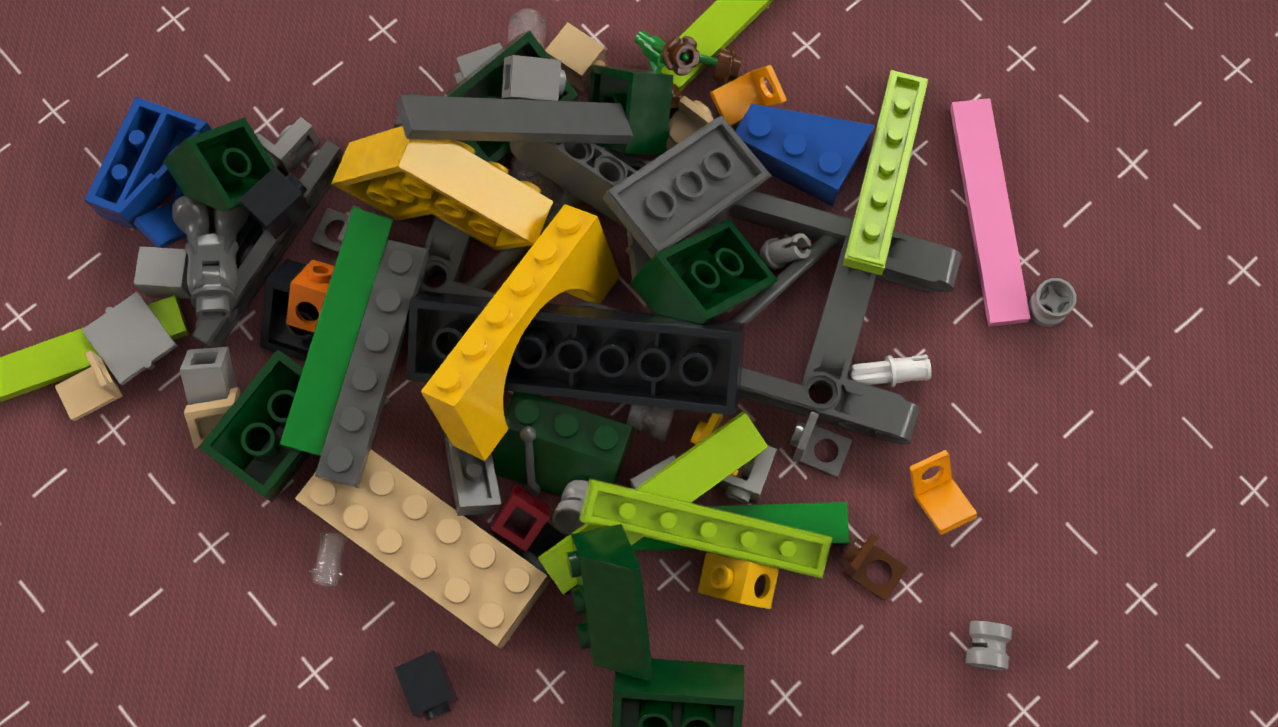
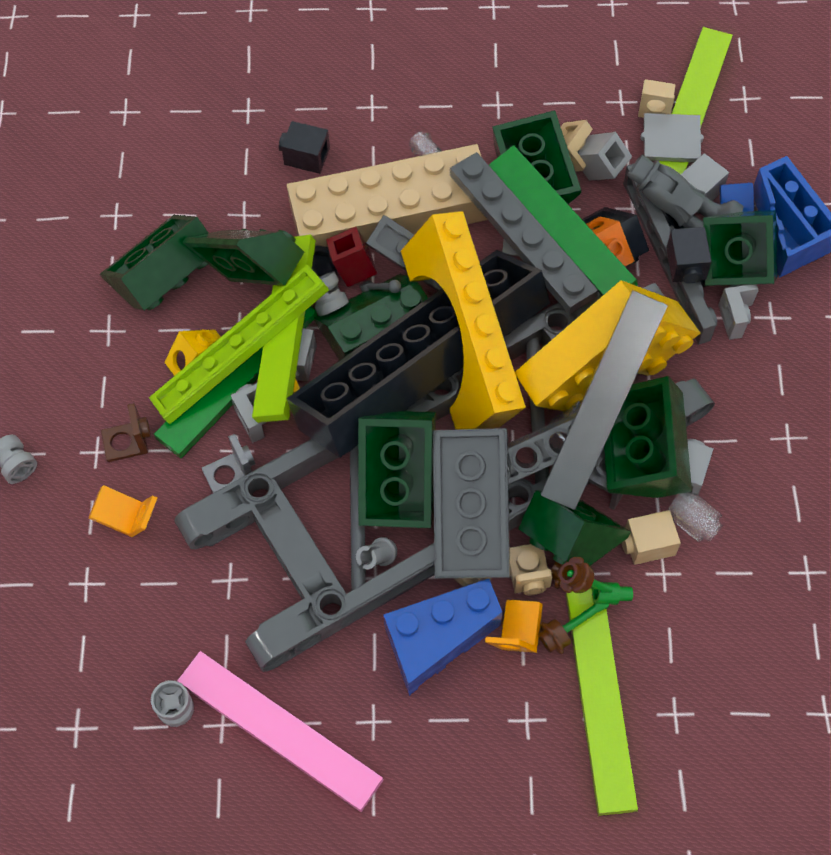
camera: 130 degrees right, 10 degrees down
(532, 78) = (635, 448): light grey brick -> none
(885, 173) = (371, 671): lime tile -> none
(892, 370) = (233, 554): white axle -> none

